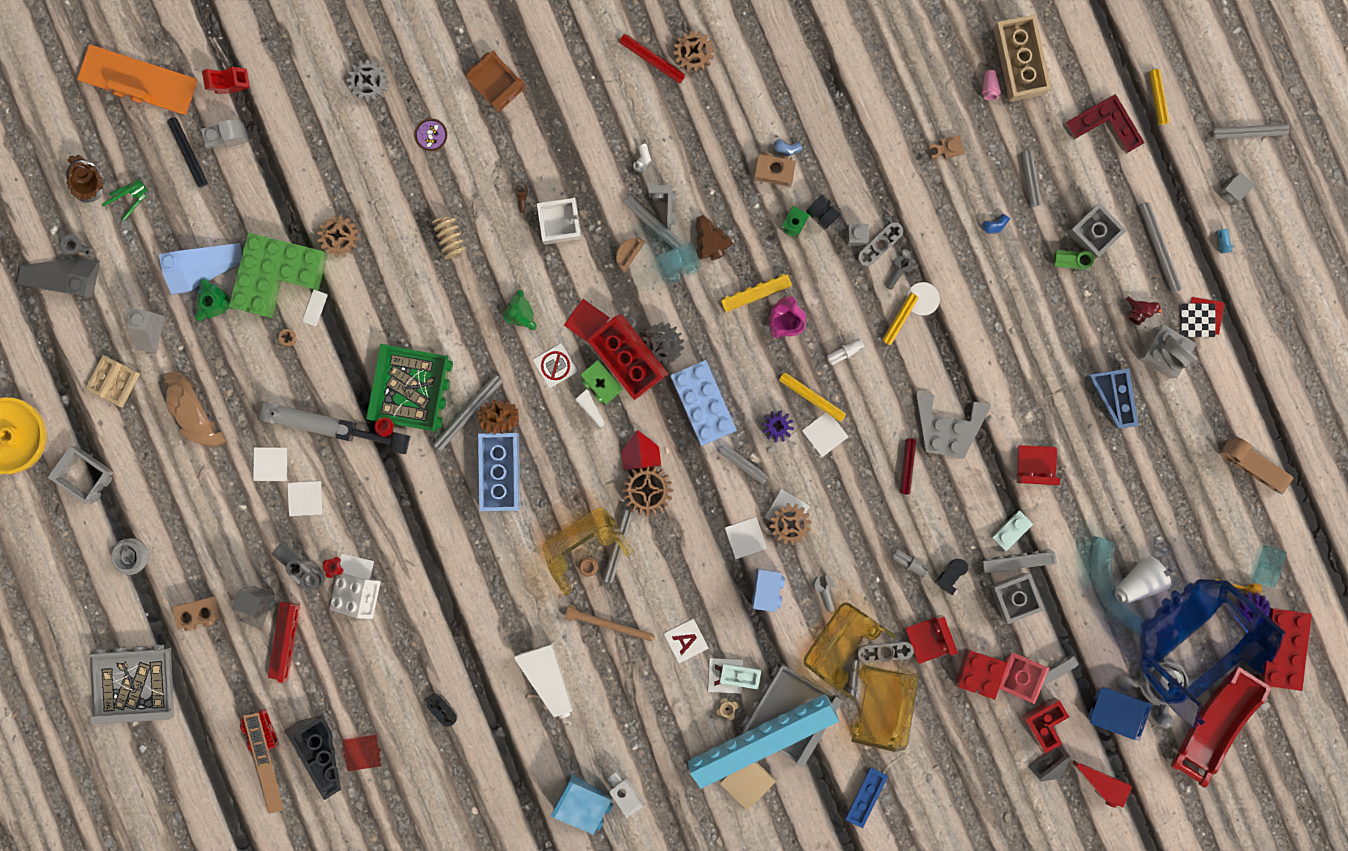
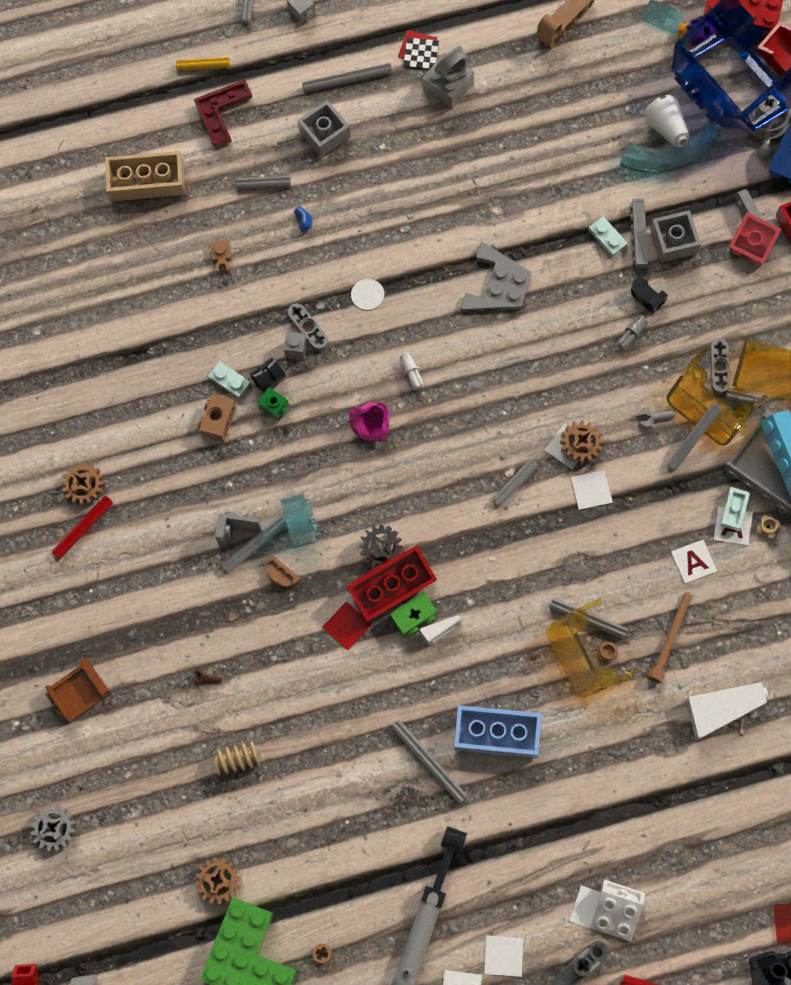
camera: 80 degrees left, 15 degrees down
(314, 308) = (293, 919): white sticker -> none
(327, 565) = (580, 936): red plate -> none
(384, 427) = (434, 853): red plate -> none
(410, 387) = (395, 820): panel -> none
(431, 134) = (122, 768): sticker -> none
(445, 706) = (748, 823): black beam -> none
(498, 416) = (438, 726): dark orange gear -> none
(519, 312) = (327, 692): green rock -> none
(555, 365) = (389, 663): sticker -> none
(559, 221) = (236, 640): white piece -> none
(630, 490) = (540, 581): medium nougat gear -> none
(640, 452) = (493, 584): red slope -> none
(644, 159) = (186, 547): white arm -> none
(703, 403) = (448, 513): light blue brick -> none
(711, 240) = (278, 487): reddish brown rock -> none
(756, 293) = (341, 454): yellow piece -> none
(767, 590) = (648, 469): light blue brick -> none
(783, 422) = (485, 448): dark purple gear -> none
(785, 149) = (198, 405): medium blue arm -> none
(807, 632) = (694, 436): none -> light grey axle
(812, 397) = (453, 408): yellow axle -> none
(816, 175) = (229, 380): none -> light aqua plate
(825, 434) = (492, 401): white sticker -> none
(898, 272) = (336, 312): dark grey bar -> none
(900, 319) = (385, 316): yellow axle -> none
(907, 468) = (534, 325): dark red axle -> none
(931, 639) = (709, 319): red bracket -> none
(980, 673) = (748, 278): red piece -> none
(990, 86) = (167, 208): bright pink cone -> none
(1037, 465) = (546, 206): red bracket -> none
(1071, 259) = (348, 153): bright green piece -> none
(1117, 396) = (486, 127): medium blue wedge -> none
(1142, 310) = (405, 99): dark red animal -> none
(1224, 241) = (349, 22): dark azure pin -> none

